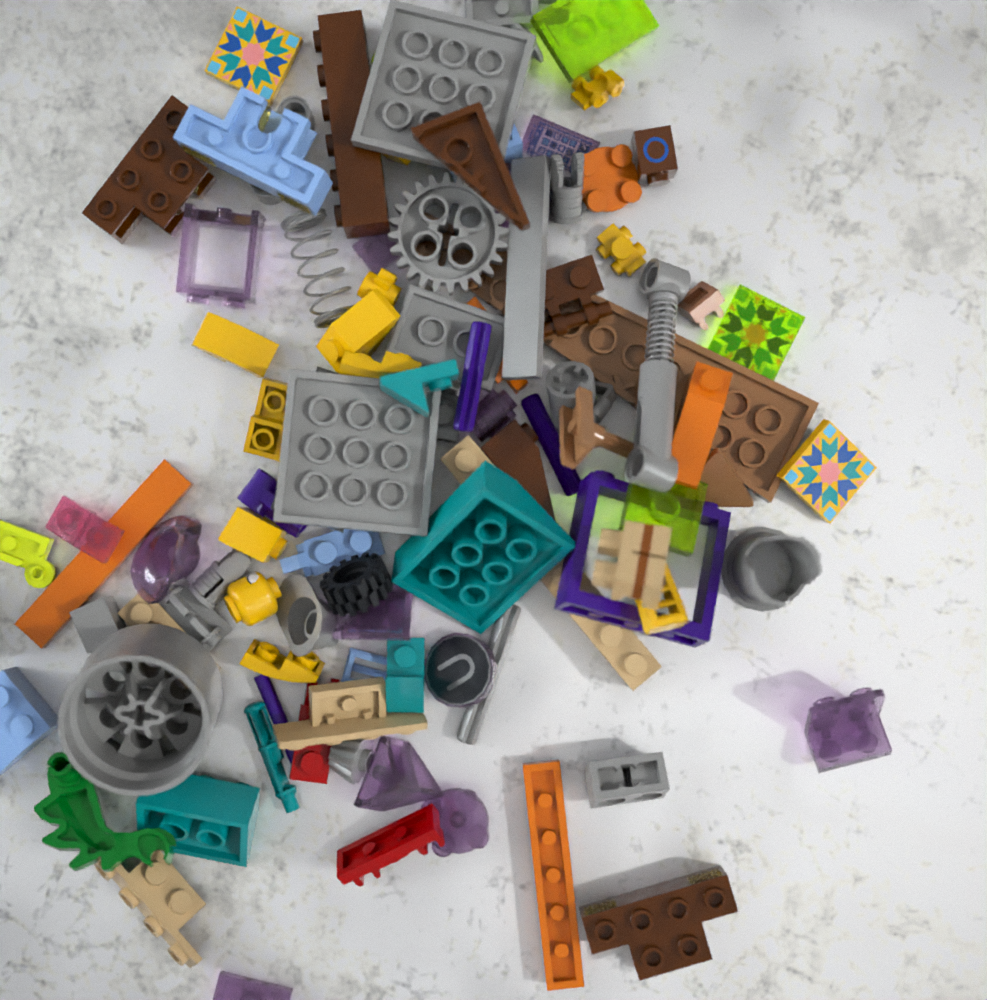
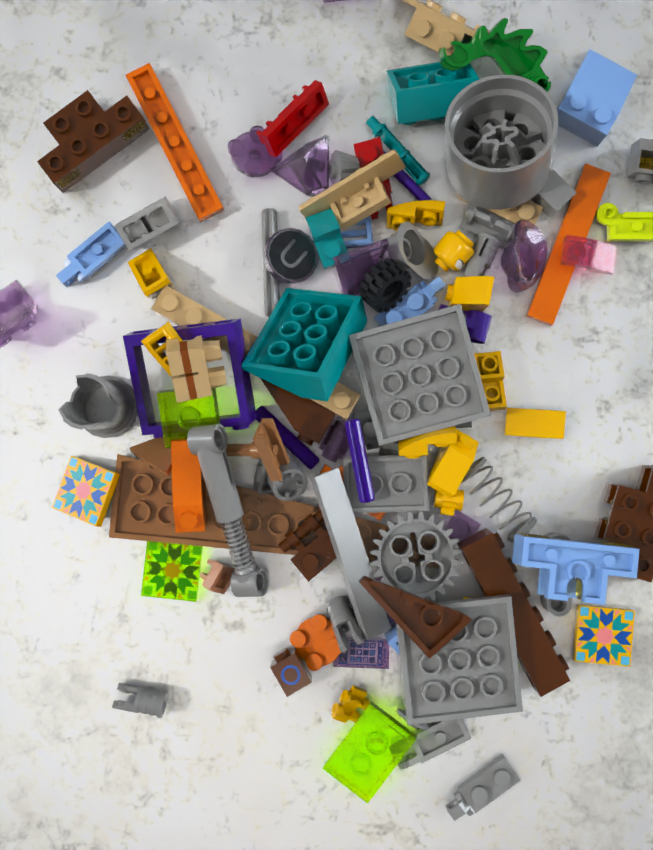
camera: 155 degrees right, 0 degrees up
(219, 256) = (571, 481): window -> none
(409, 384) = (401, 435): teal slope -> none
(617, 244) = (293, 597): yellow piece -> none
(647, 715) = (149, 273): none -> yellow slope
(711, 768) = (91, 255): none -> light blue hinge
(845, 185) = (145, 702): none -> light grey hinge

